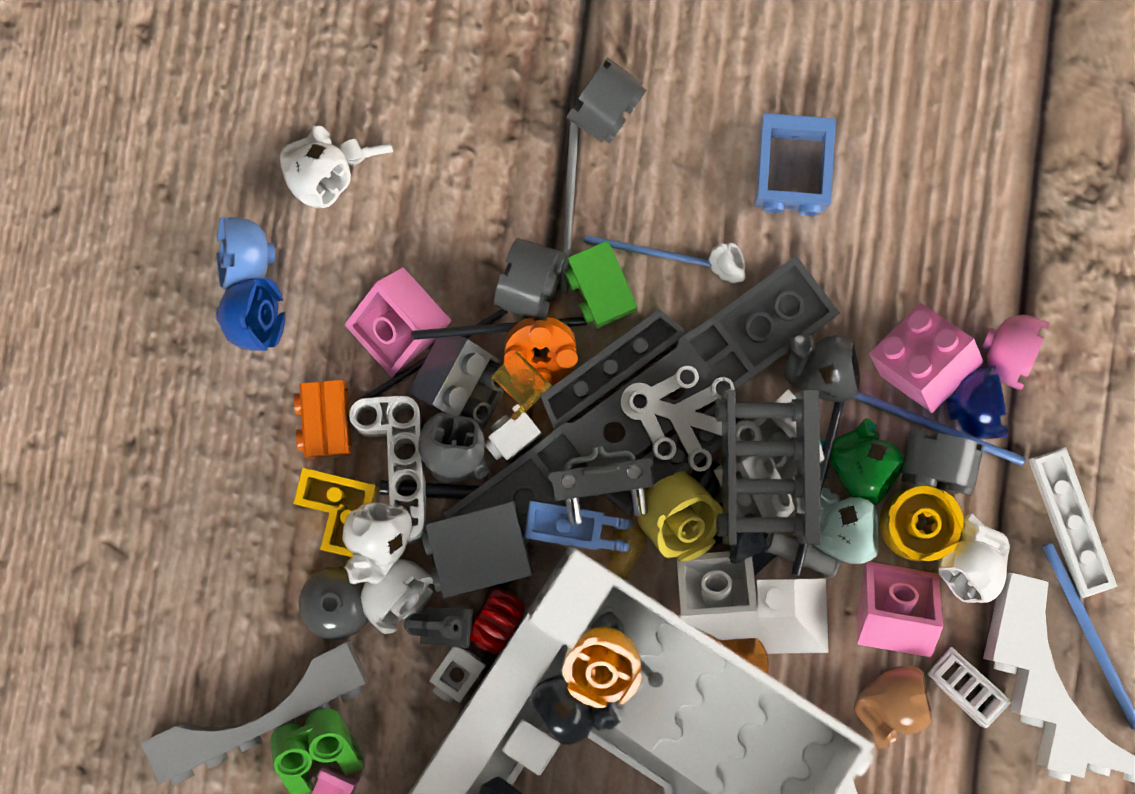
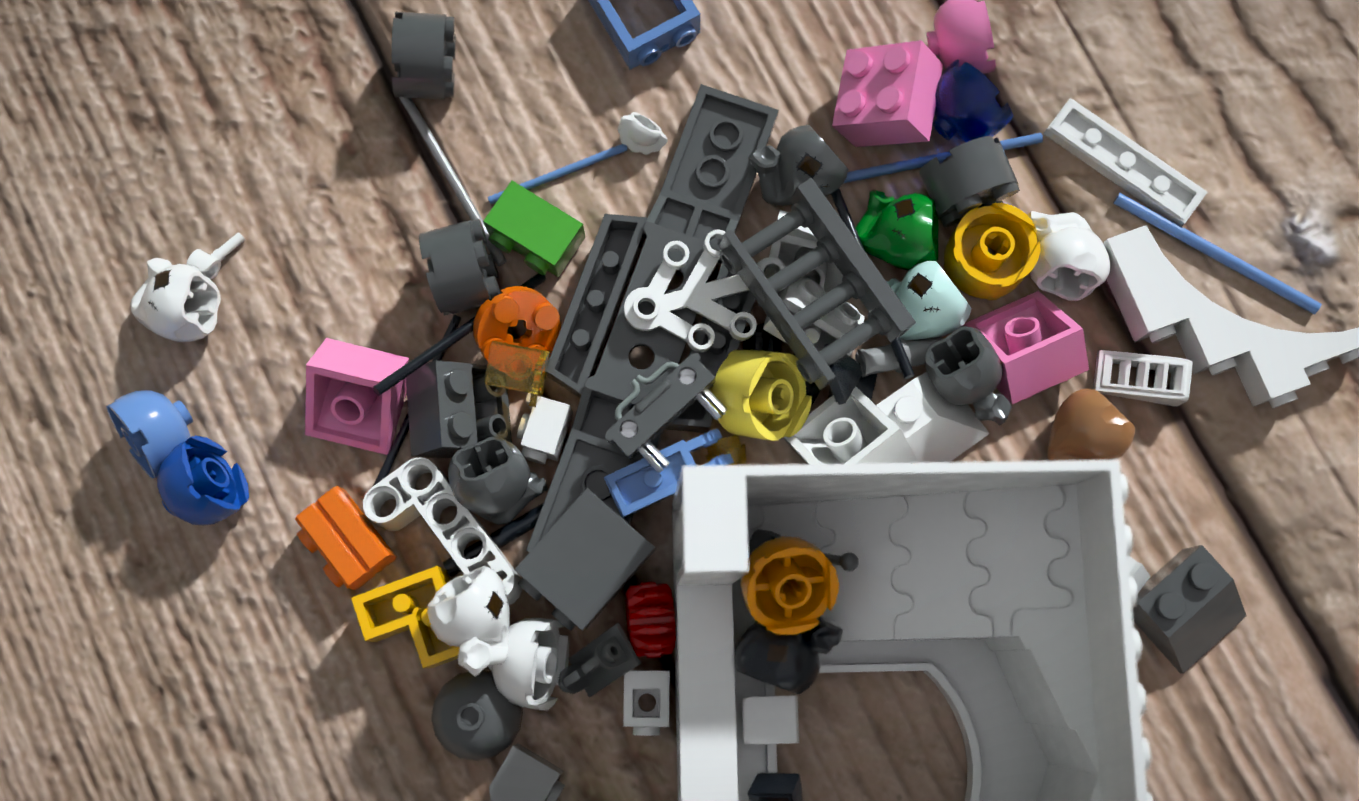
camera: 35 degrees left, 5 degrees down
(839, 600) = (967, 372): none -> dark grey piece

